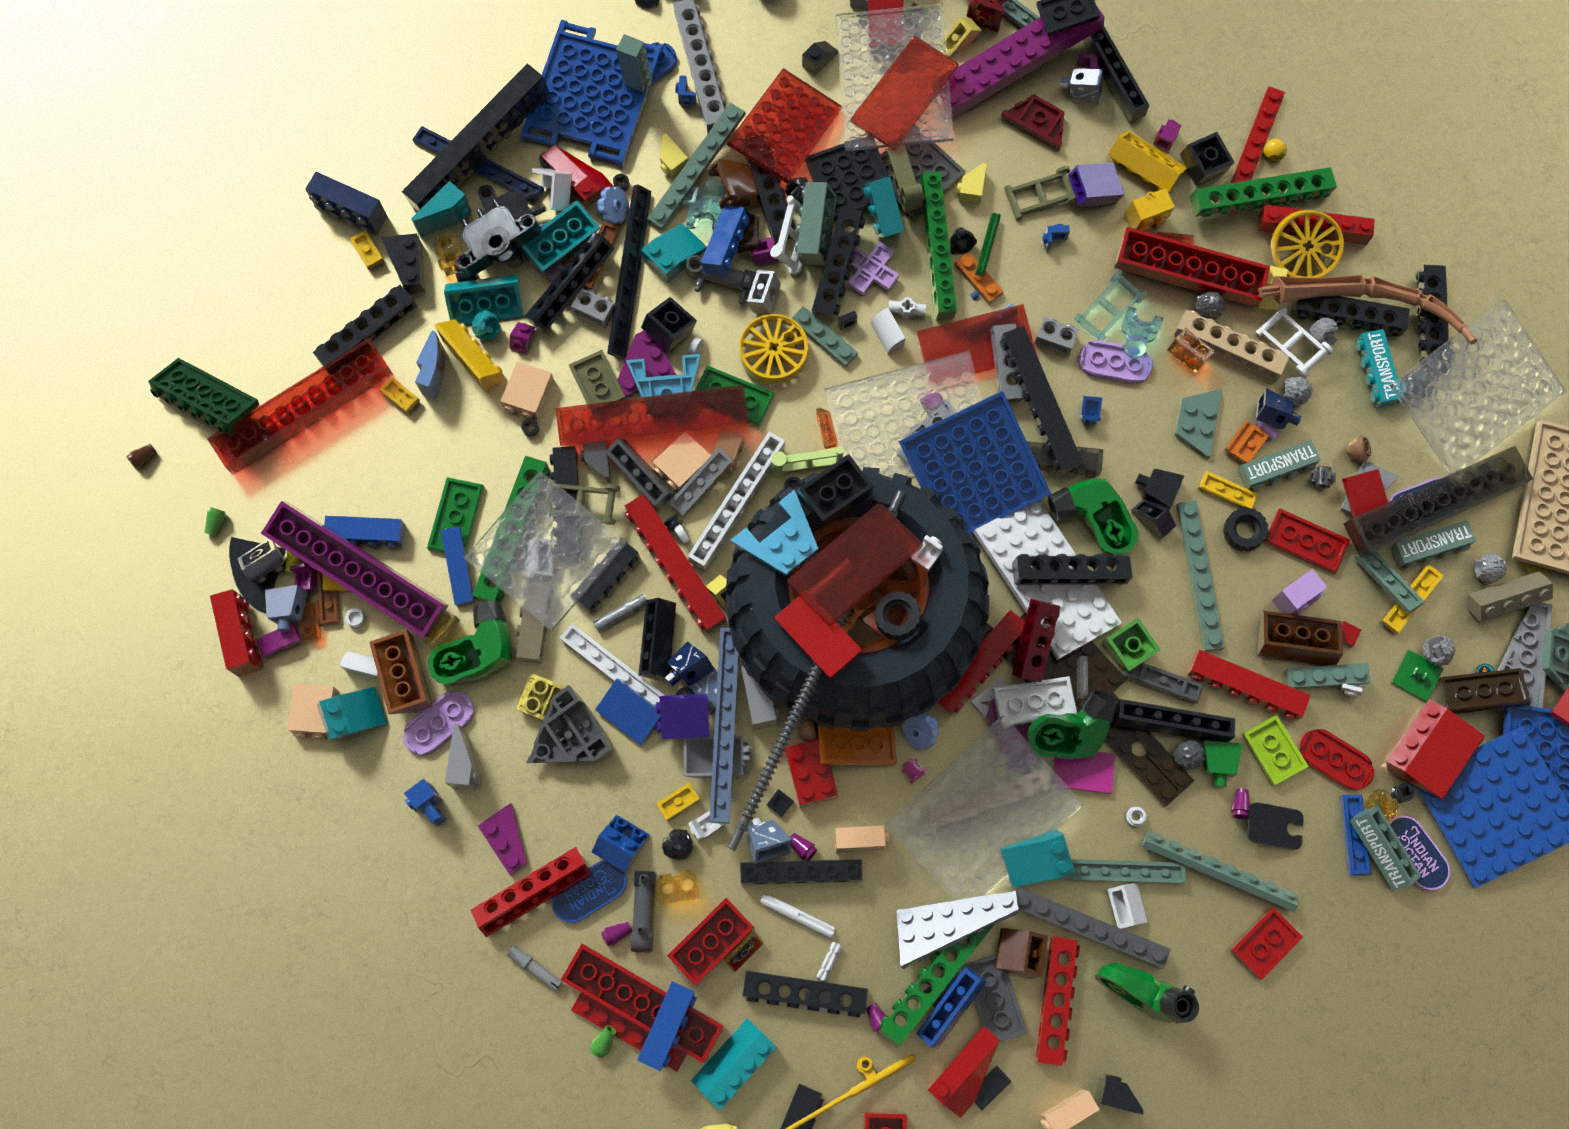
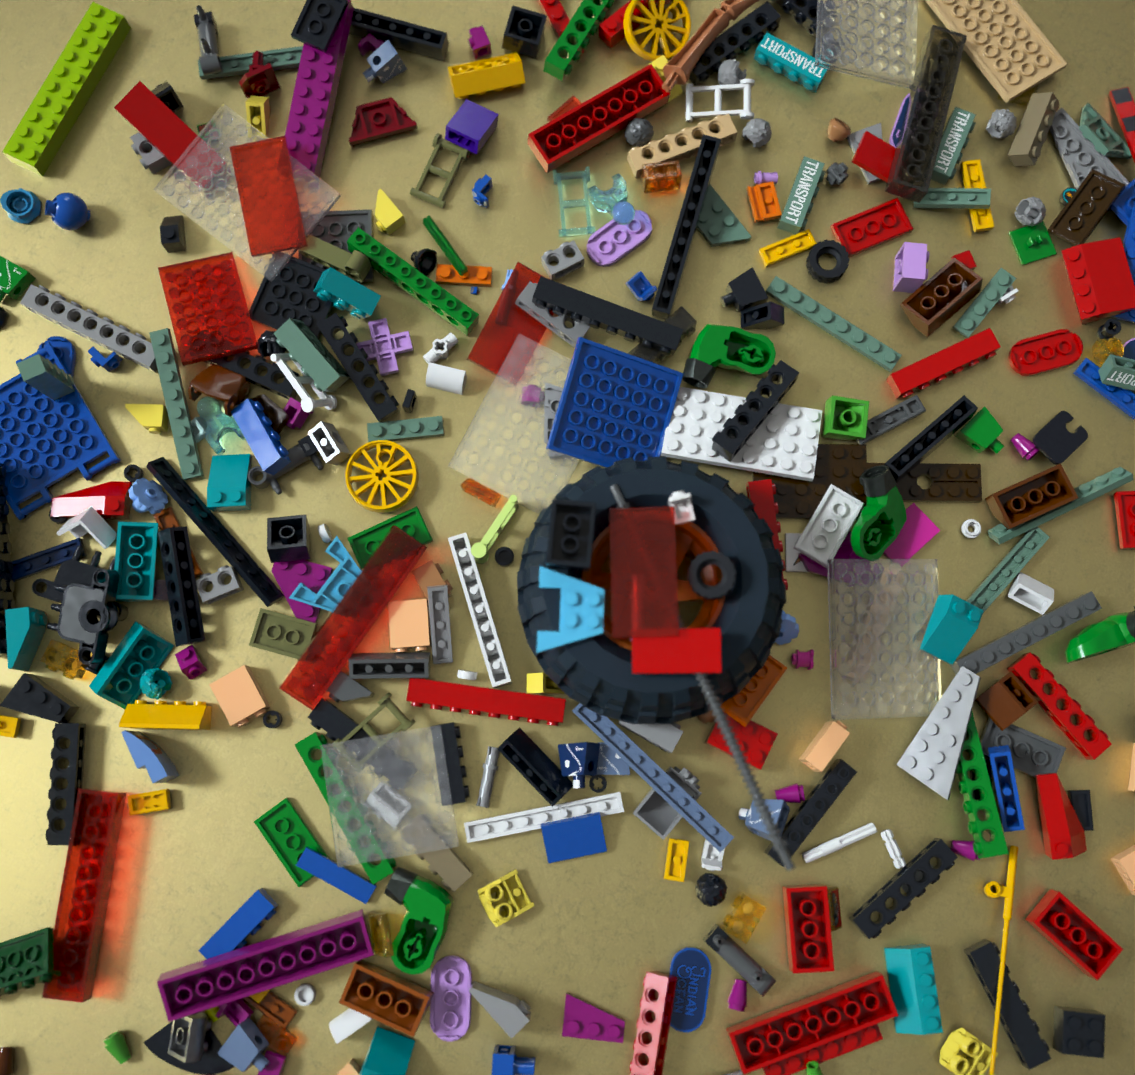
camera: 50 degrees left, 5 degrees up
(569, 732) = (552, 900): dark grey wedge -> none
(620, 843) = (671, 933): blue slope -> none
(666, 1026) = (850, 1021): blue brick -> none
(672, 522) = (452, 674): black bush -> none
(683, 716) = (617, 800): dark purple brick -> none
(780, 803) = (738, 784): black tile -> none
(1031, 632) = (788, 484): dark red brick -> none
(1082, 677) = (841, 475): clear tile -> none
(1149, 210) = (528, 107): yellow brick -> none
(1168, 400) = (686, 227): none -> black brick
(1189, 754) = (960, 450): dark grey piece -> none
(1204, 840) = (1032, 497): none -> reddish brown slope
(1275, 750) = (1005, 388): lime plate -> none
(1276, 410) = (759, 159): dark blue torso -> none

